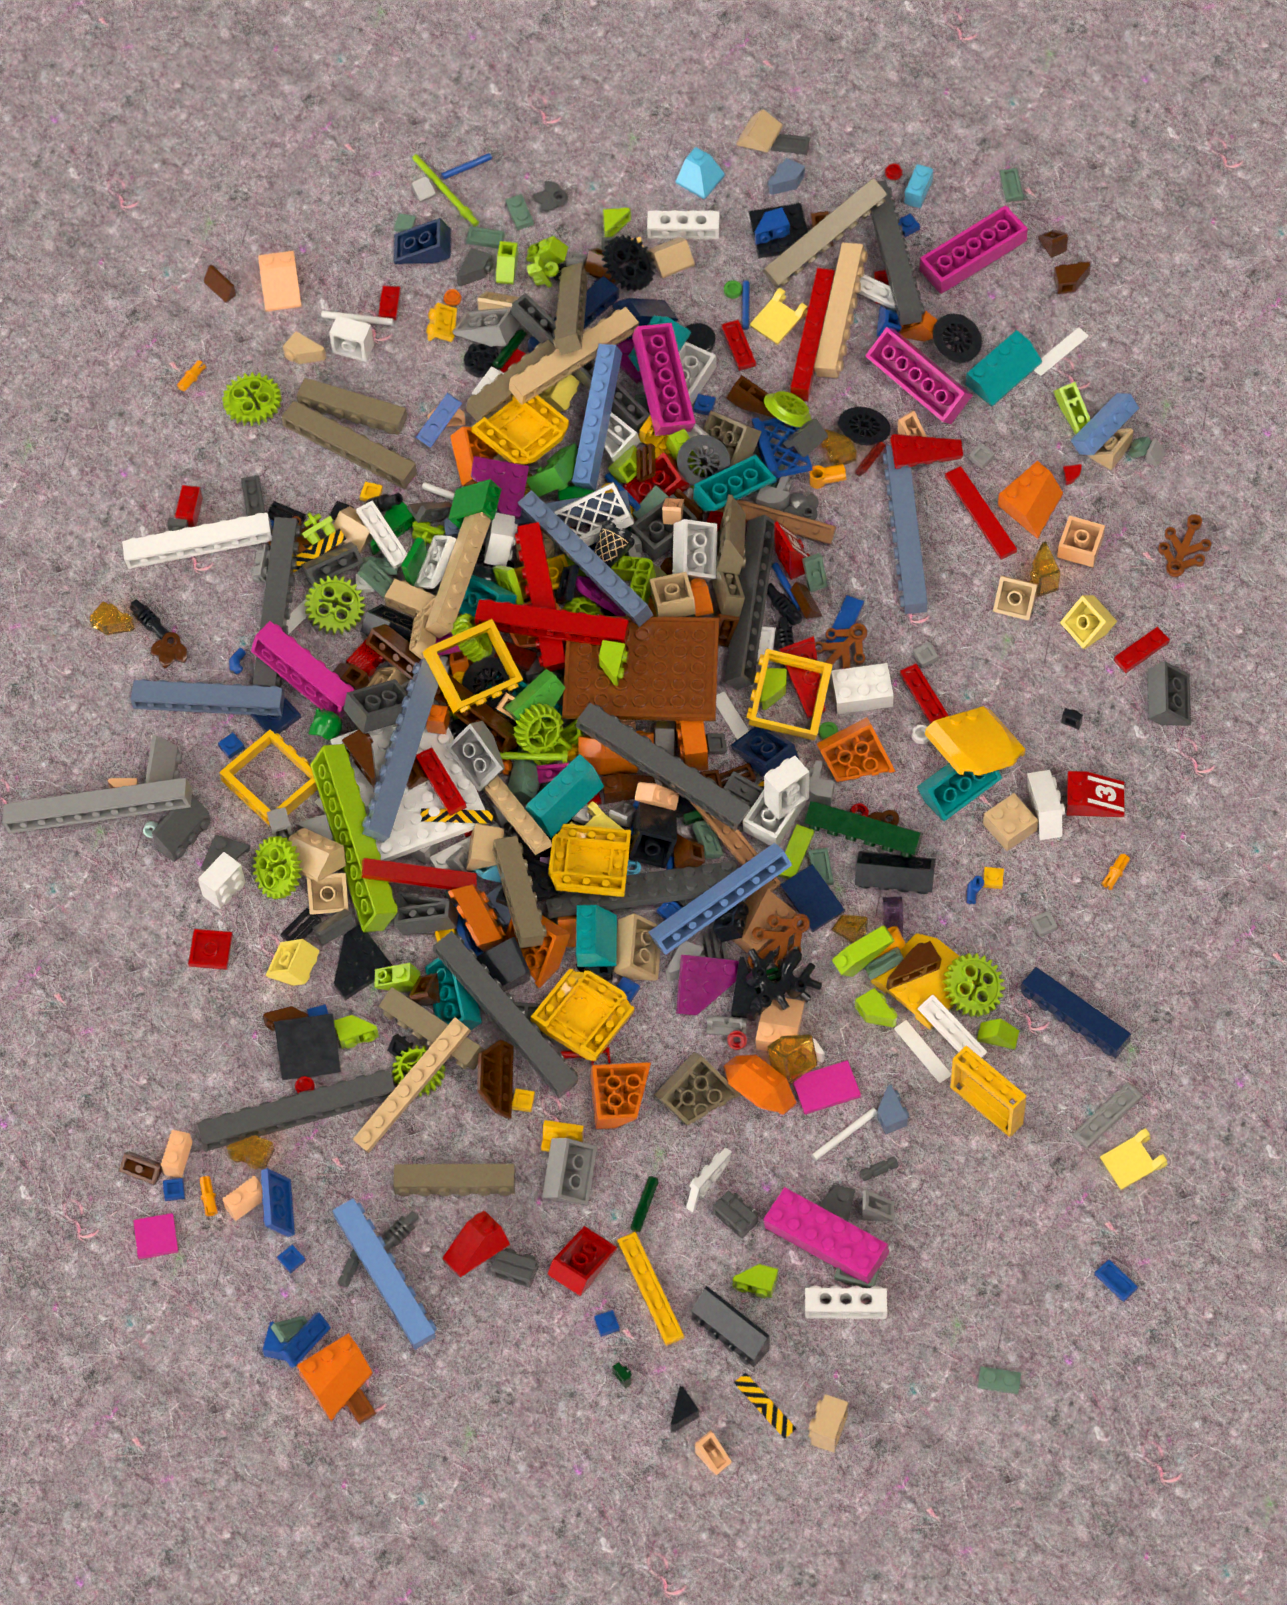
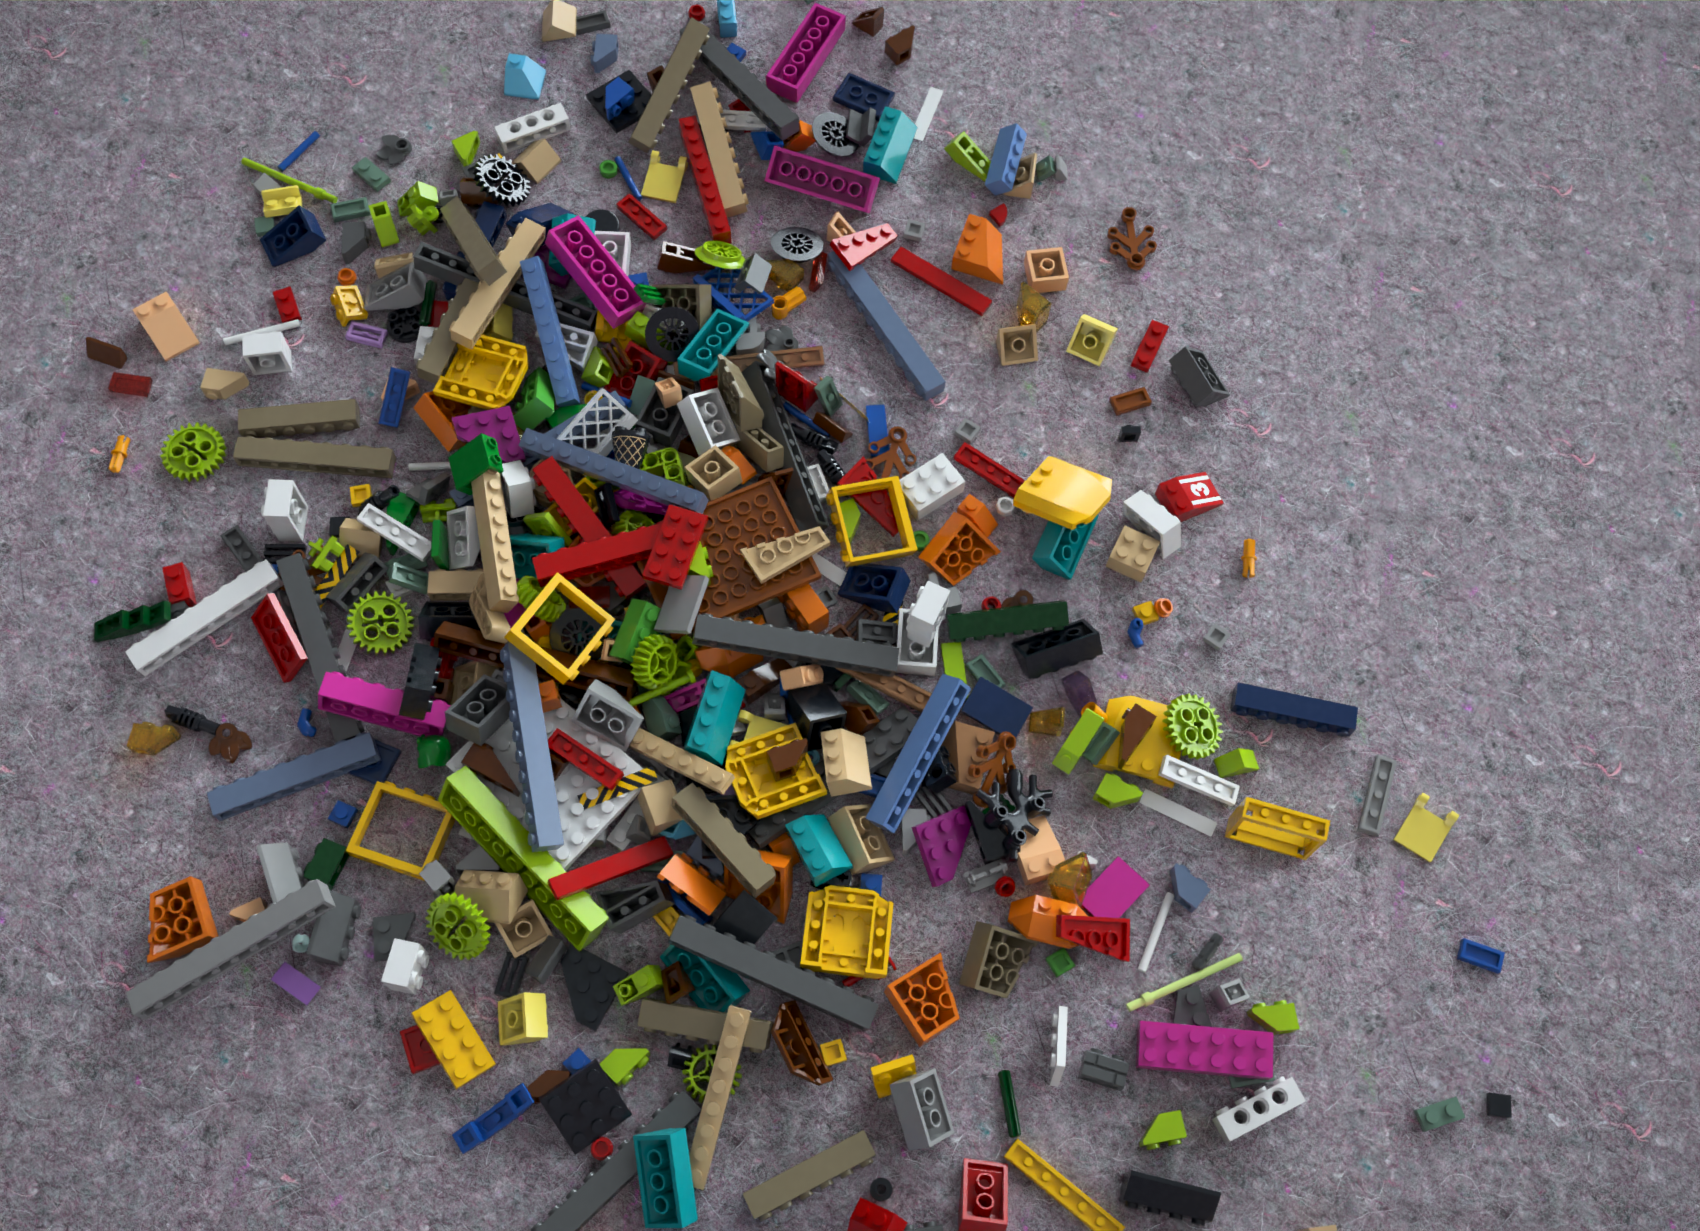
camera: 35 degrees left, 5 degrees up
(68, 767) = (179, 920): none -> orange wedge
(133, 857) = (295, 983): none -> medium lavender slope
(138, 520) = (131, 622): none -> dark green slope
(202, 775) = (326, 863): none -> dark green brick
(227, 319) = (130, 384): none -> clear red tile
(232, 952) = (453, 1039): none -> yellow plate
(233, 1026) = (494, 1119): none -> blue slope
(248, 582) = (279, 637): none -> red plate
(302, 479) = (285, 510): none -> white brick
(340, 661) = (420, 681): none -> black wedge
(341, 1125) = (665, 1178): none -> teal slope
(429, 207) = (281, 200): none -> light yellow bracket
(454, 364) = (365, 337): none -> lavender tile
(508, 1221) = (873, 1189): none -> black plate
(582, 689) = (682, 606): none -> light grey tile
(600, 639) = (675, 547): none -> red plate
(607, 854) = (786, 759): none -> reddish brown slope
(654, 878) = (845, 762): none -> tan slope
(684, 685) = (777, 556): none -> tan wing
(701, 418) = (651, 295): none -> green tile
(749, 1120) = (1060, 962): none -> bright green tile
(775, 516) = (769, 361): none -> dark grey plate
(789, 1107) = (1099, 934): none -> red wing
(806, 1180) = (1148, 998): none -> yellowish green bar
(889, 731) = (978, 514): none -> orange slope
(903, 1242) = (1277, 1018): none -> lime slope
(985, 339) = (861, 127): none -> dark grey panel
(1007, 311) = (862, 94): none -> dark blue tile
(1011, 879) = (1163, 607): none -> orange plate
(1055, 1397) = (1499, 1105): none -> black tile
(1093, 691) = (1130, 401): none -> dark orange tile

